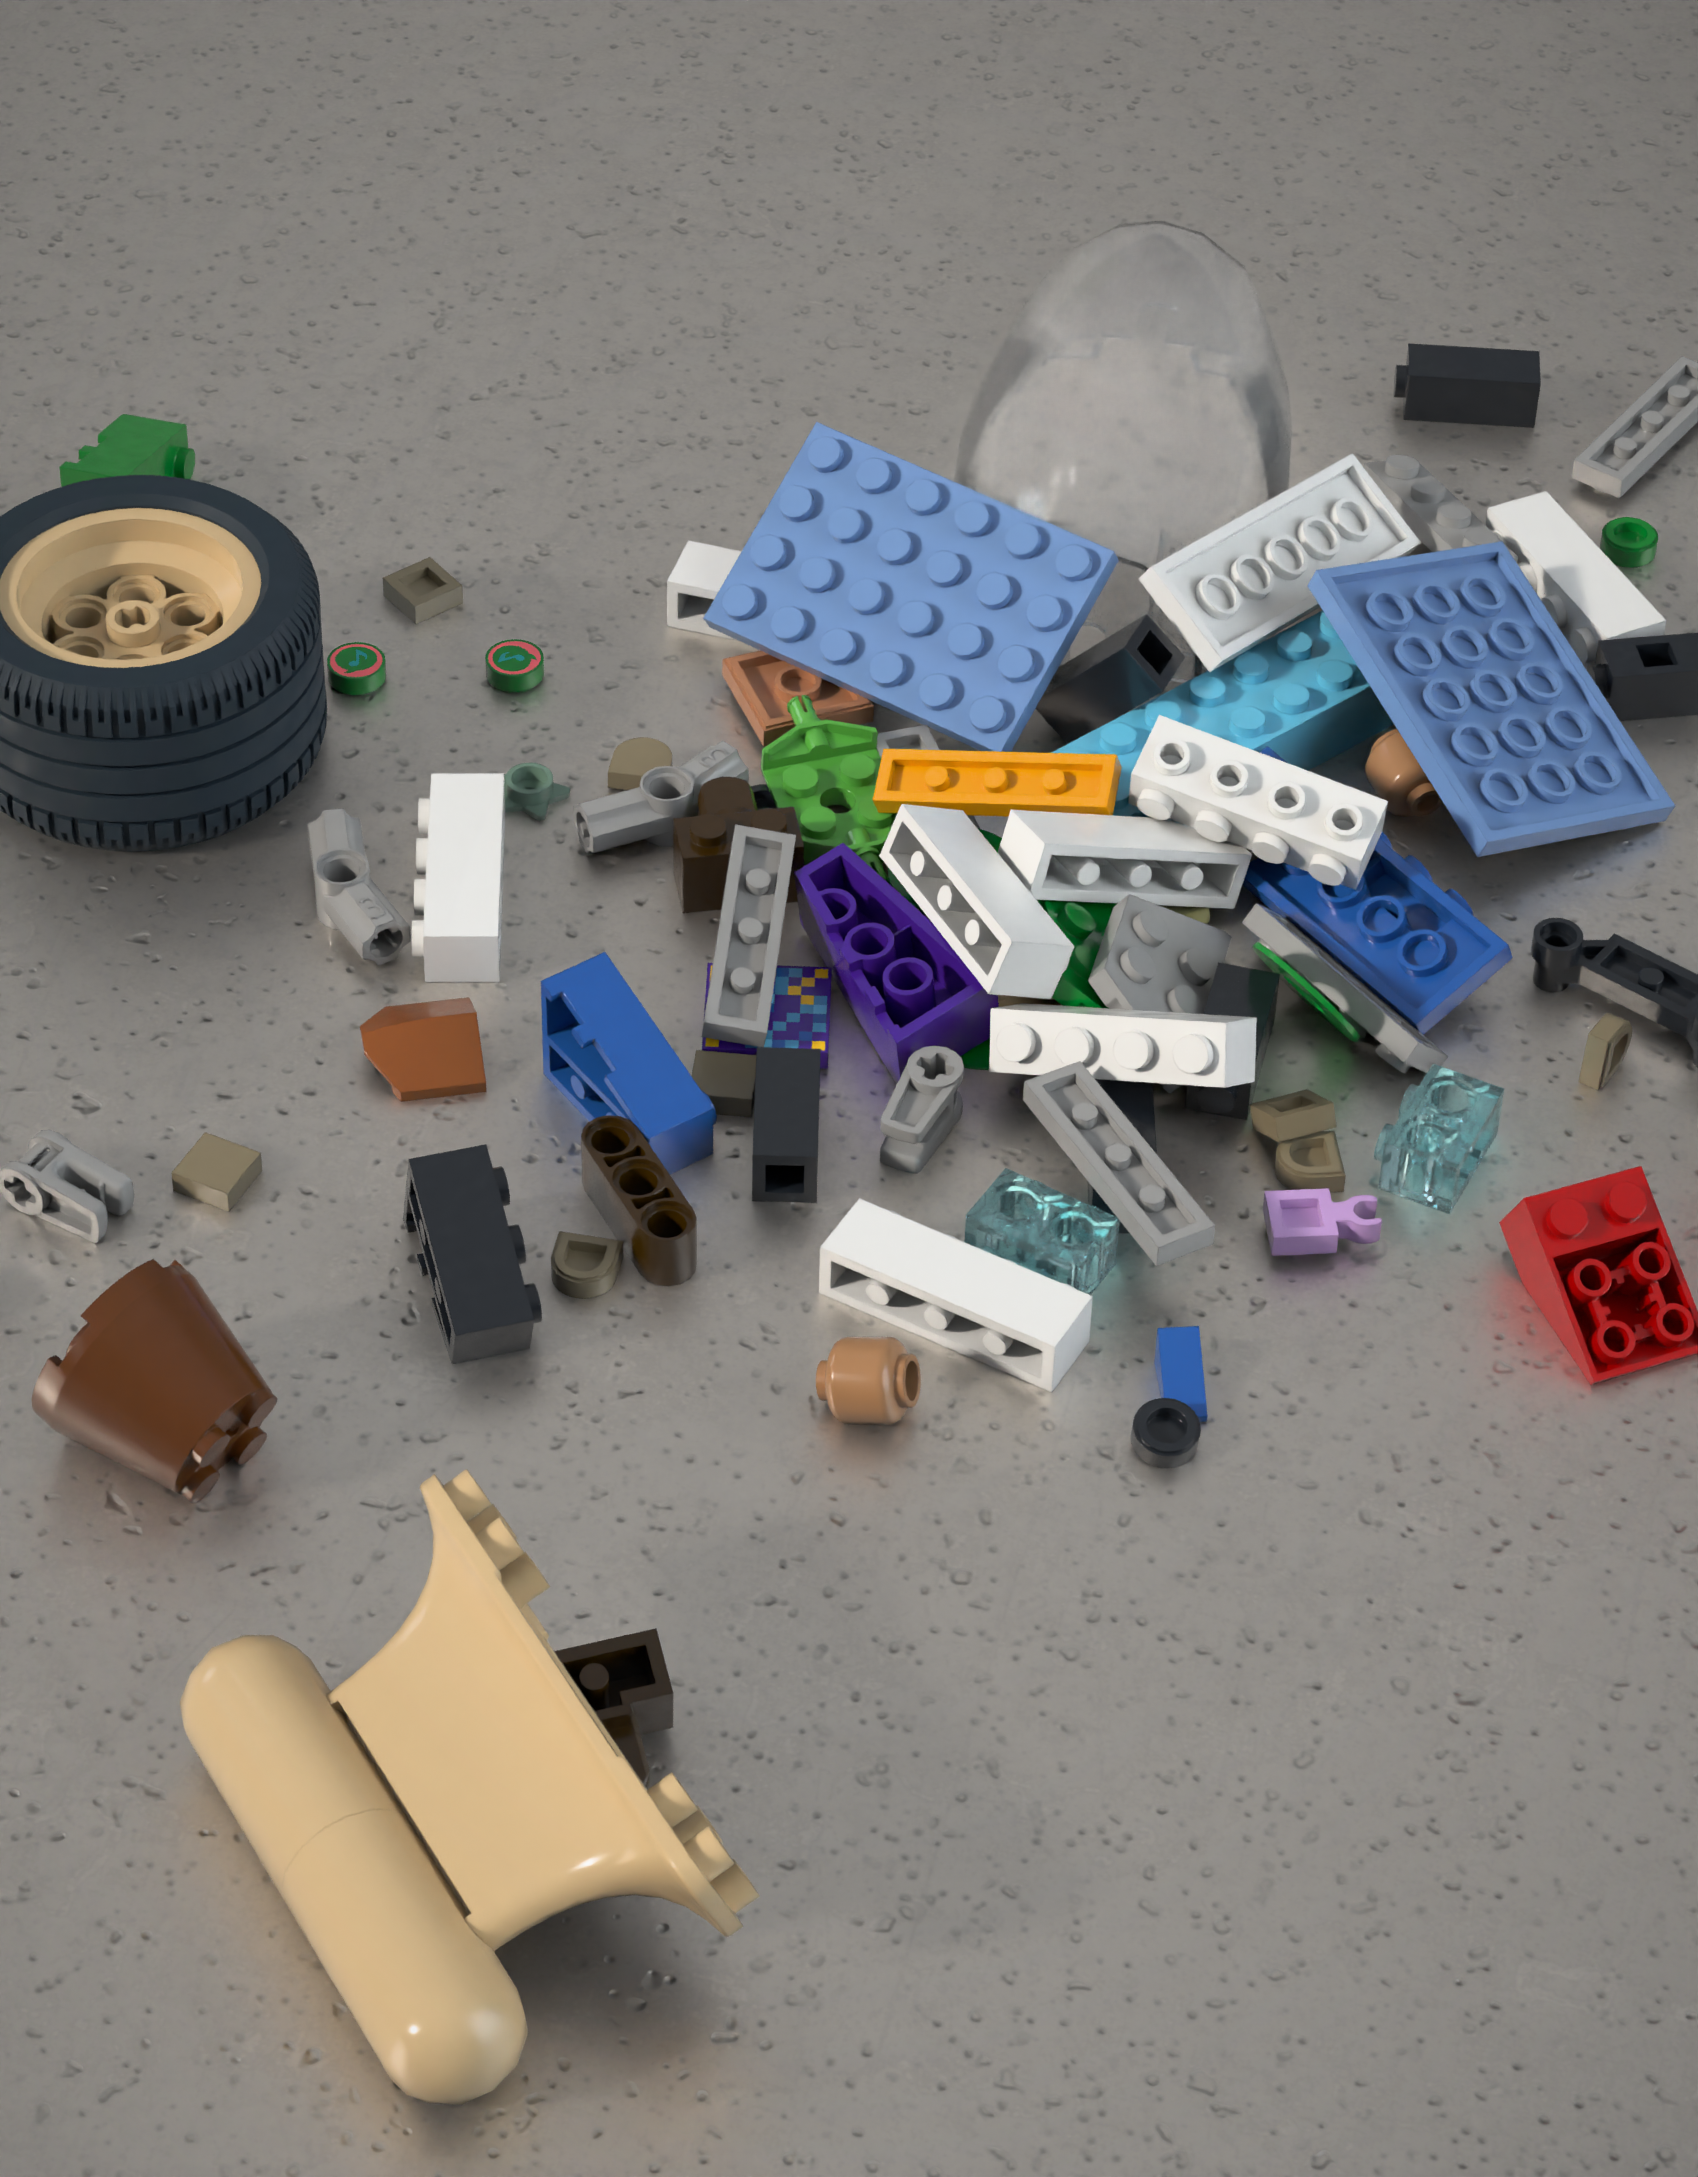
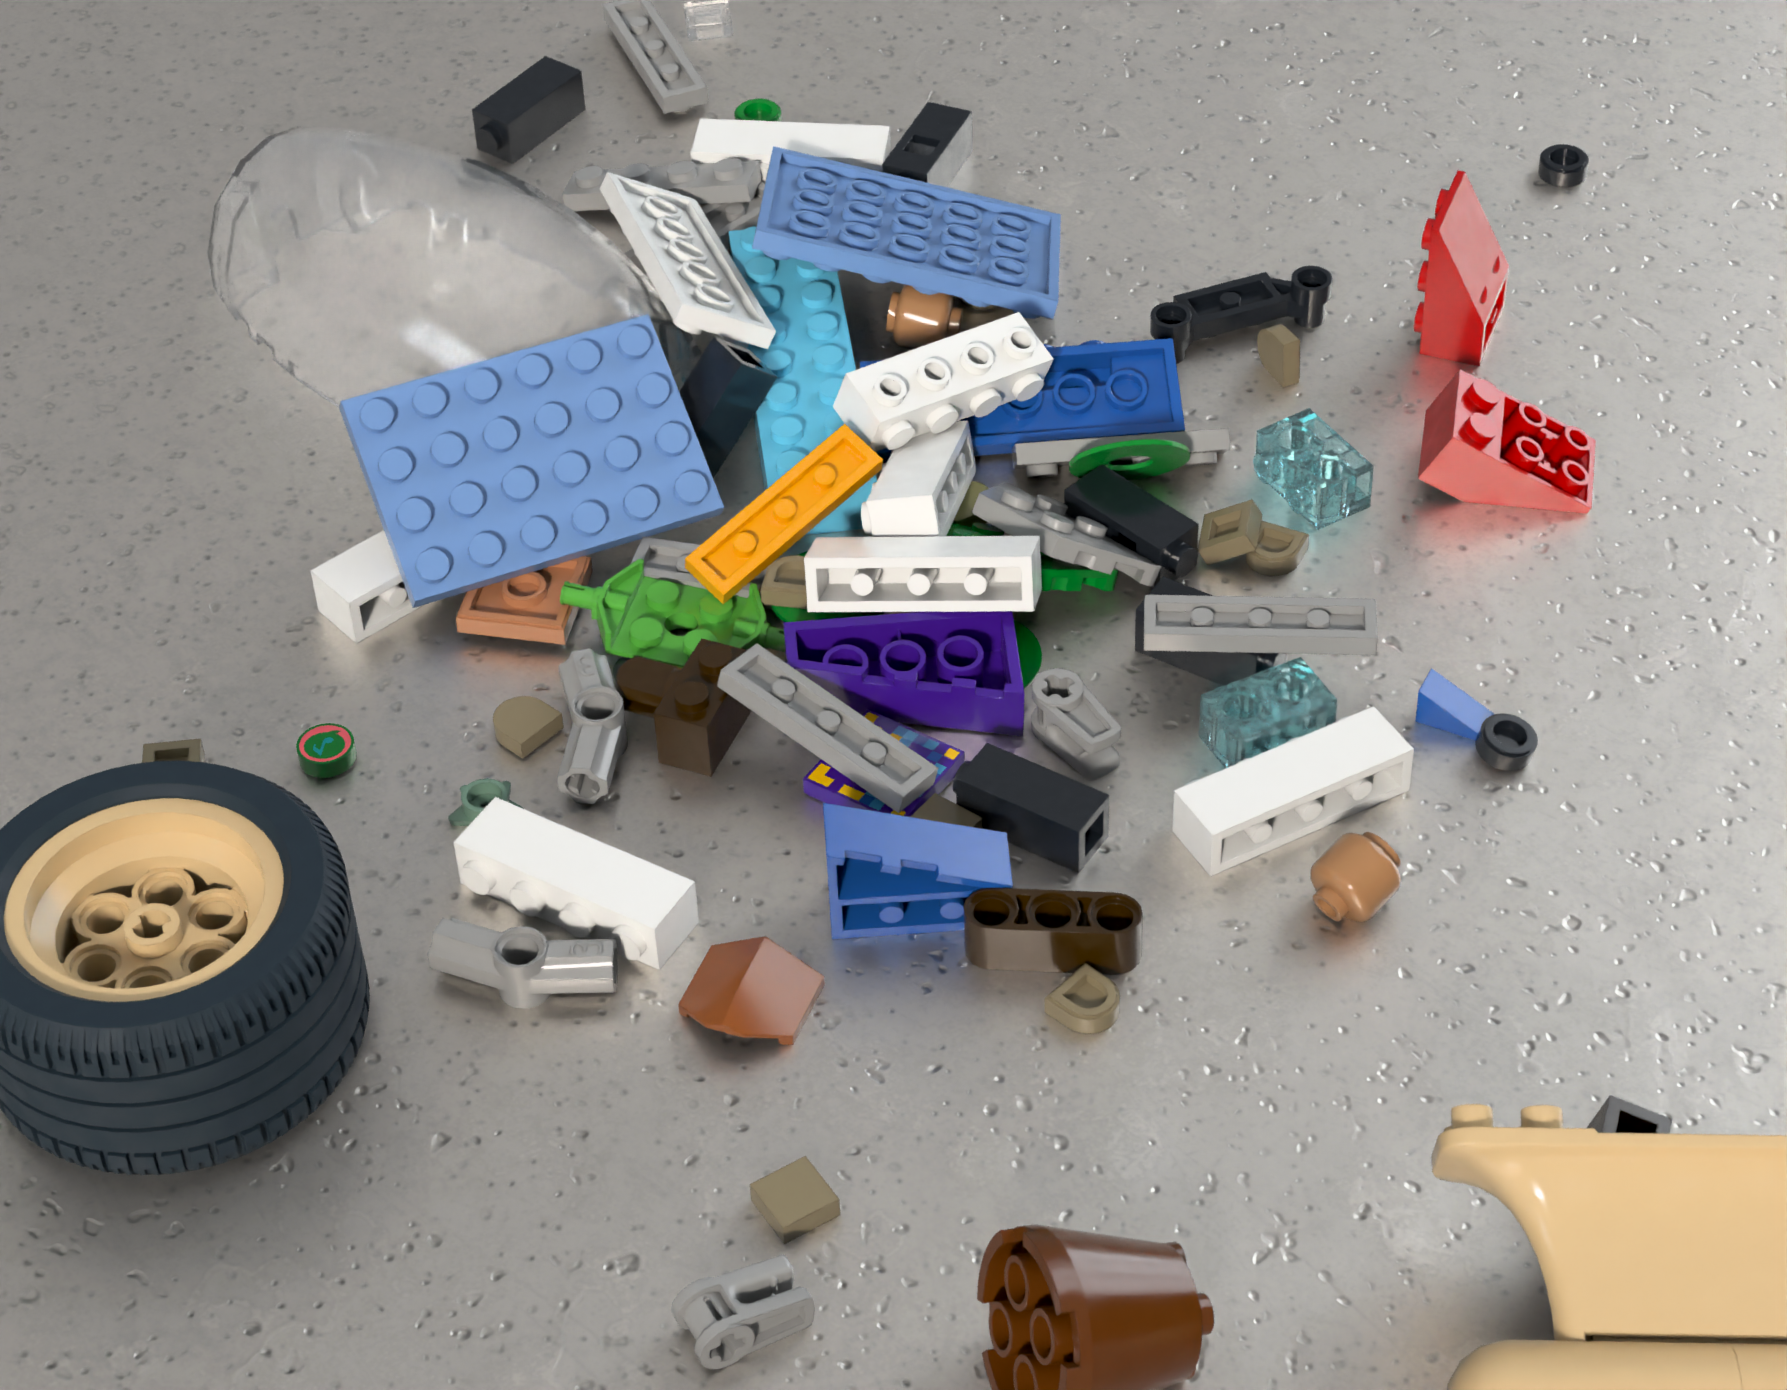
camera: 55 degrees left, 0 degrees up
(470, 1253) = (1055, 1059): black wedge -> none
(1124, 1044) = (1133, 563): white brick -> none
(1312, 1224) = (1346, 570): lavender plate -> none

